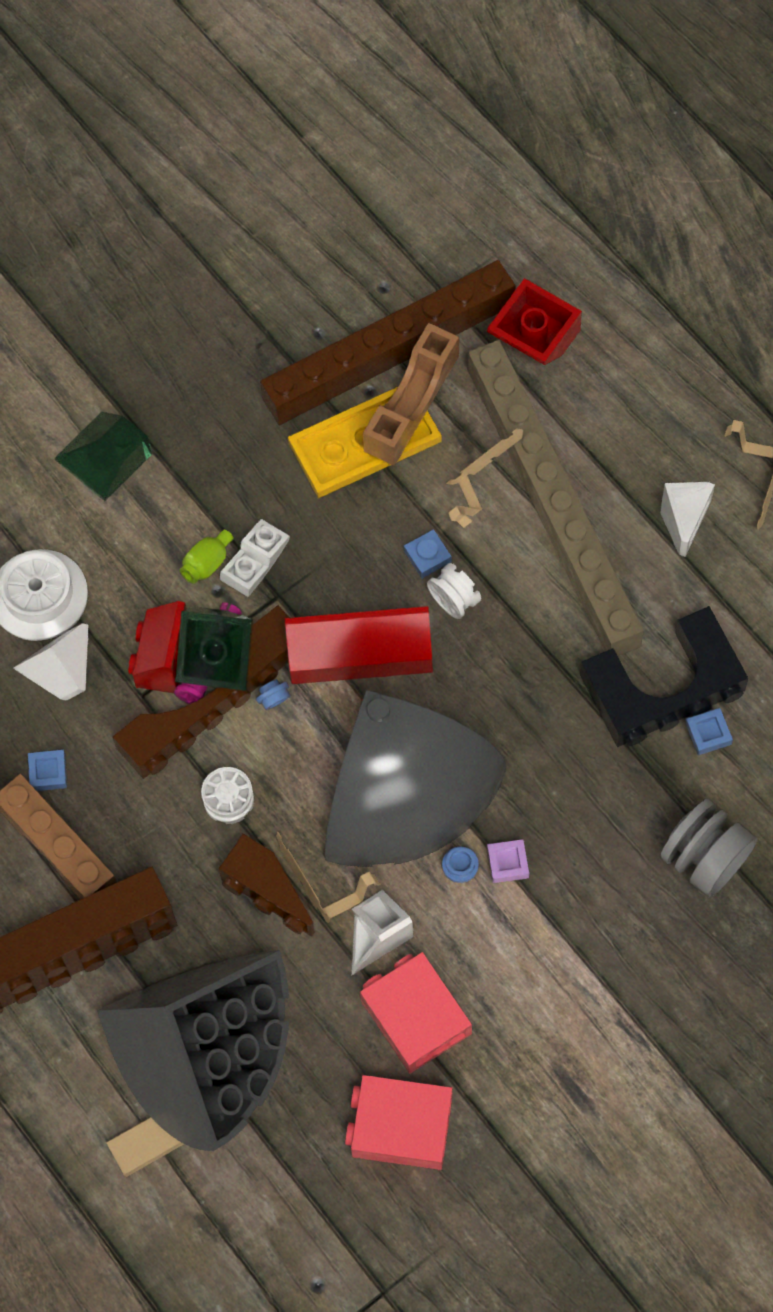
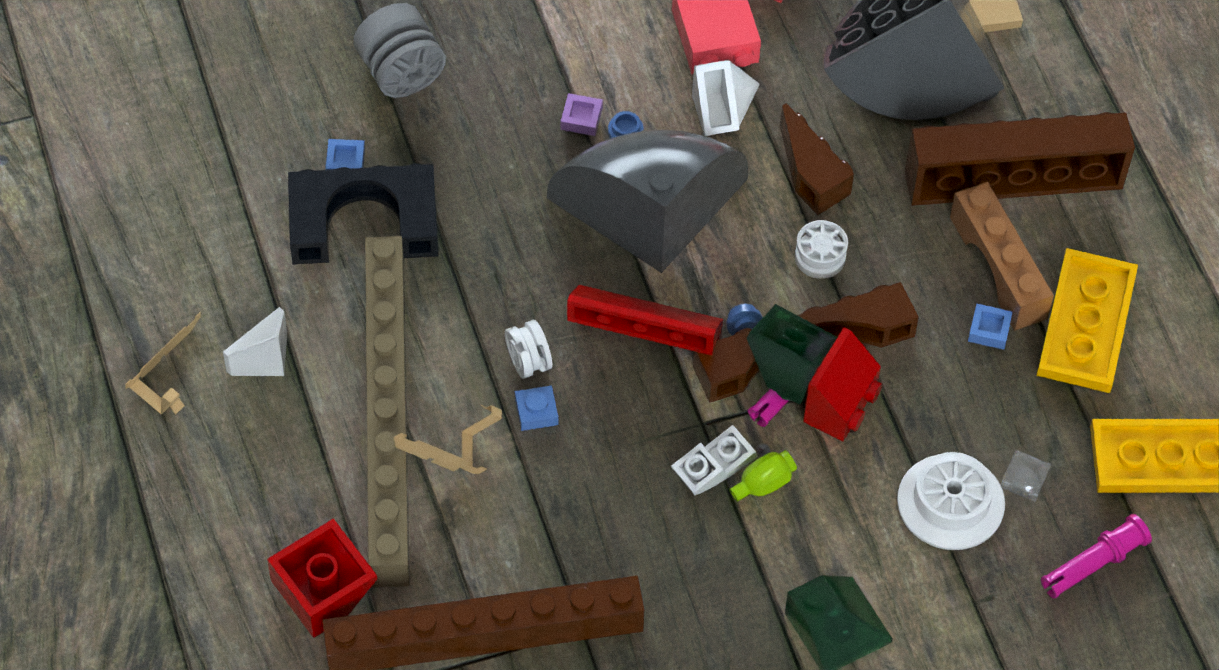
camera: 165 degrees left, 10 degrees down
(60, 664) = (947, 423): white slope -> none
(334, 448) = (553, 537): yellow plate -> none
(339, 906) = (743, 137): tan piece -> none
(399, 418) = (459, 558): medium nougat arch -> none

